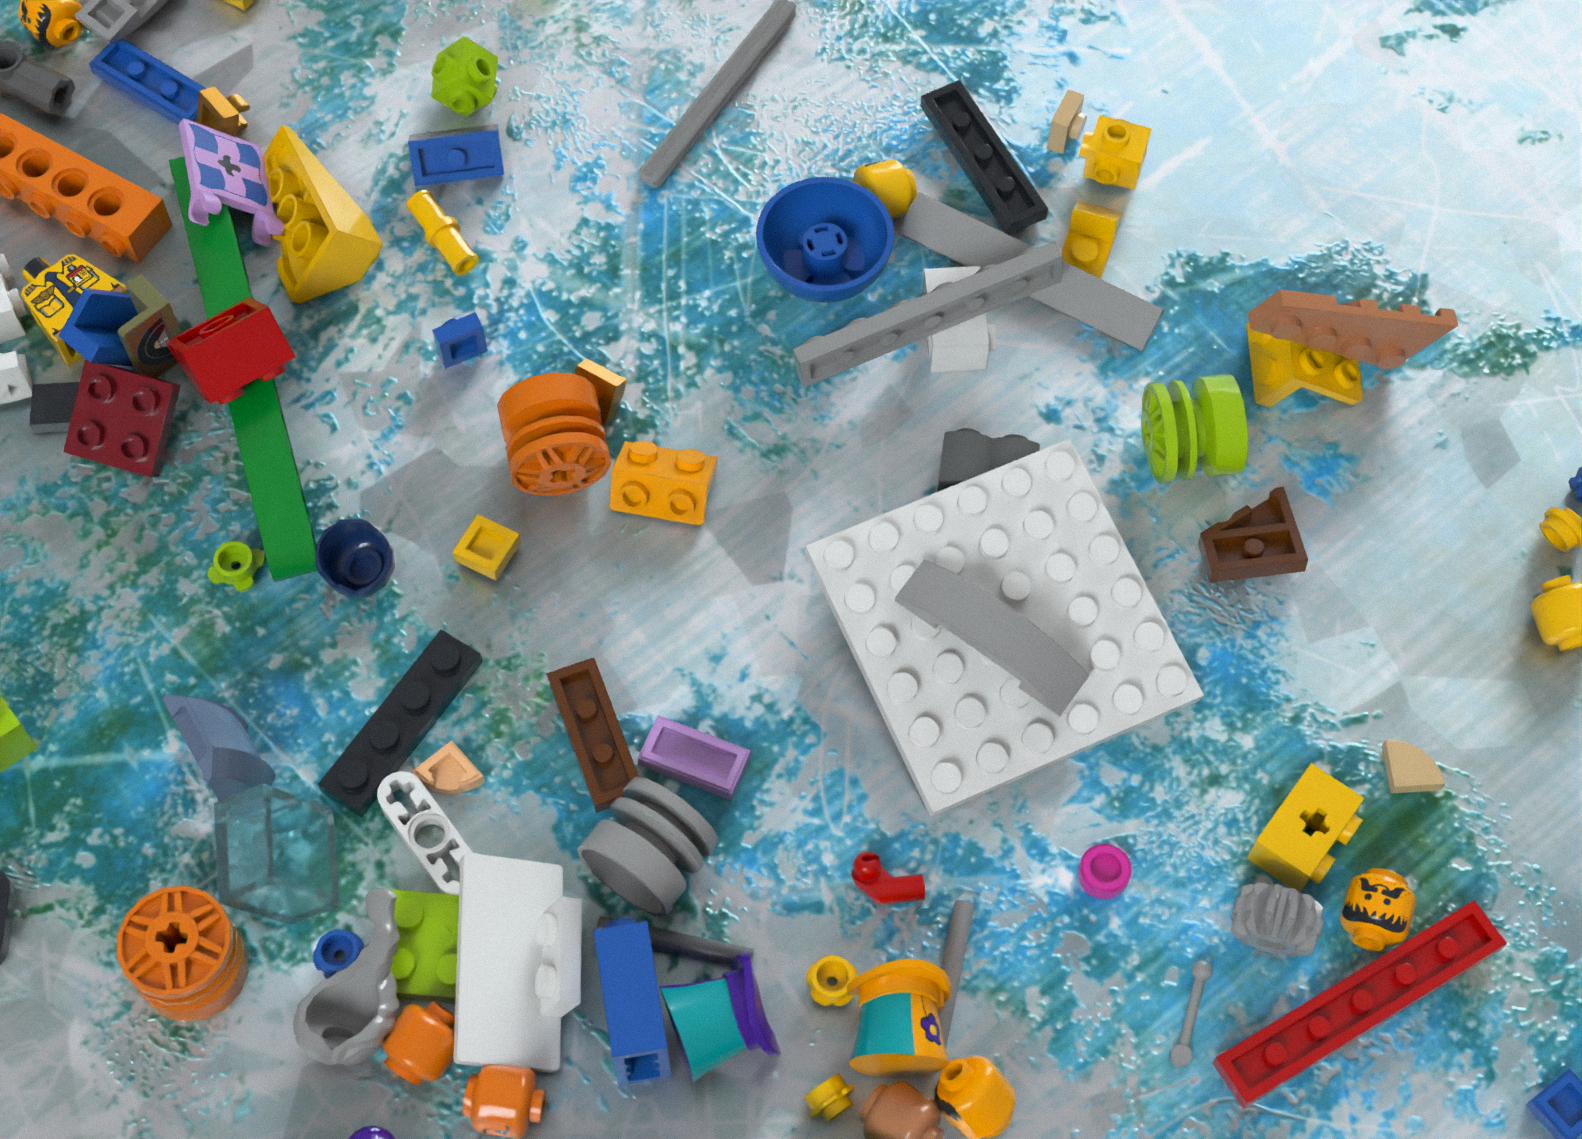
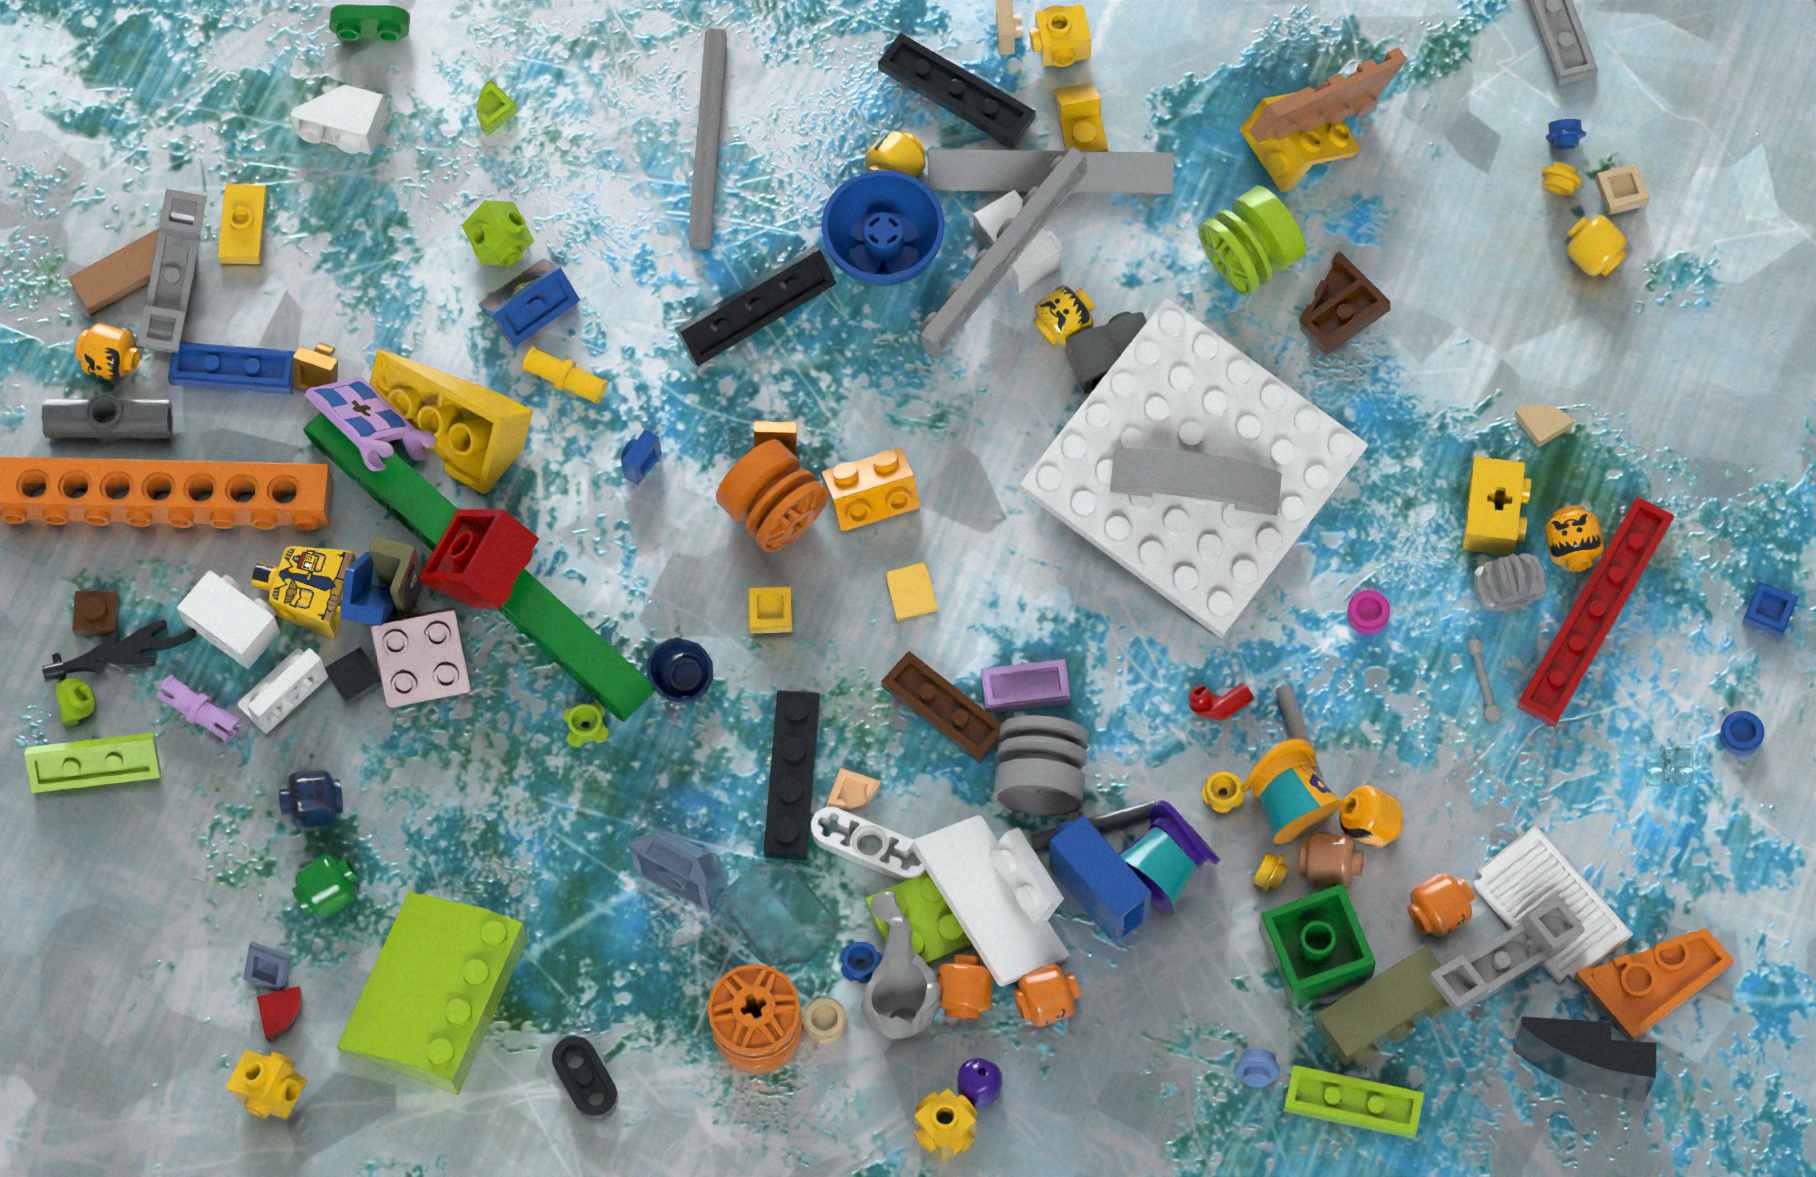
camera: 25 degrees left, 5 degrees up
(263, 996) = (824, 1020): none -> tan tile
(638, 601) = (911, 591): none -> yellow slope
(662, 256) = (755, 306): none -> black plate
(959, 408) = (1063, 314): none -> yellow head

